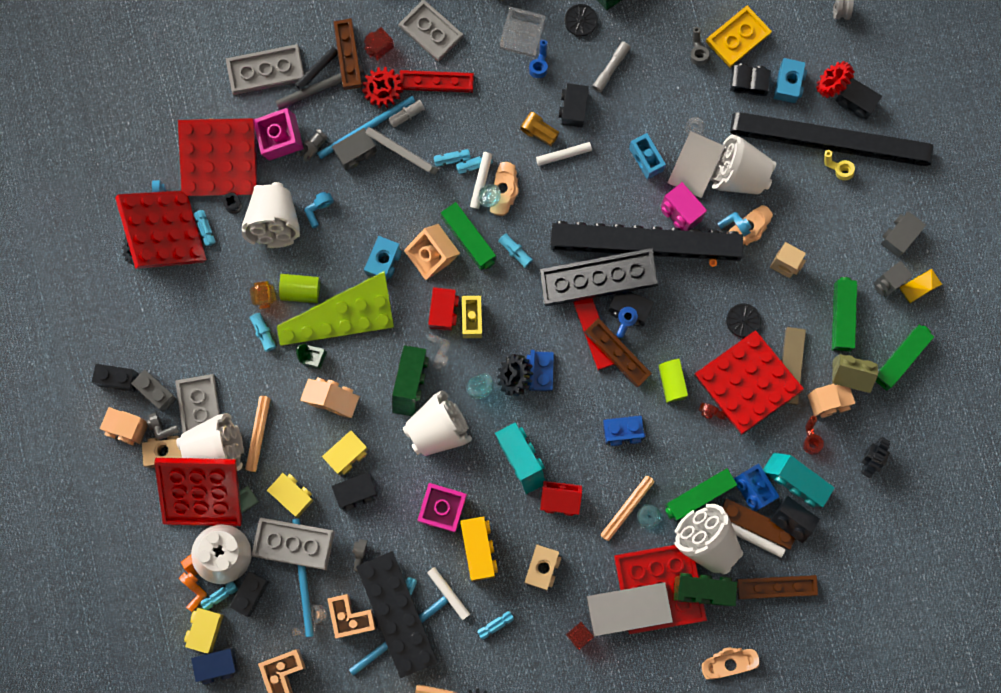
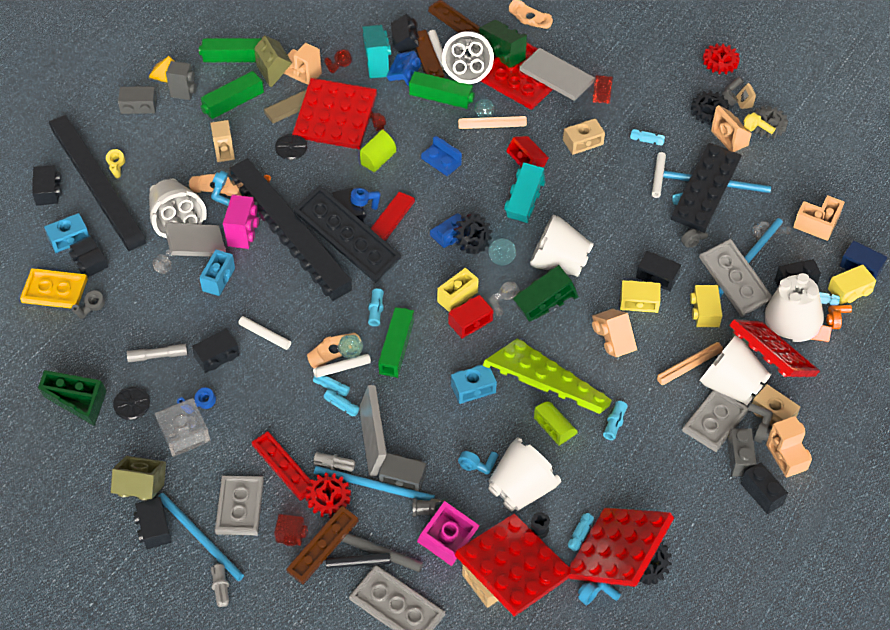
camera: 130 degrees left, 25 degrees down
(262, 294) = (588, 441): clear orange head -> none
(310, 355) = (597, 372): dark green plate -> none
(345, 621) = (742, 205): light nougat brick -> none
(431, 251) = (433, 355): light nougat slope -> none
(442, 508) = (610, 210): dark pink brick -> none
(478, 548) = (614, 170): yellow brick -> none
(535, 126) = (259, 359): pearl gold piece -> none
(617, 352) = (391, 192): reddish brown plate -> none
(835, 79) = (50, 202): red gear -> none
(875, 457) = (320, 18): black gear -> none

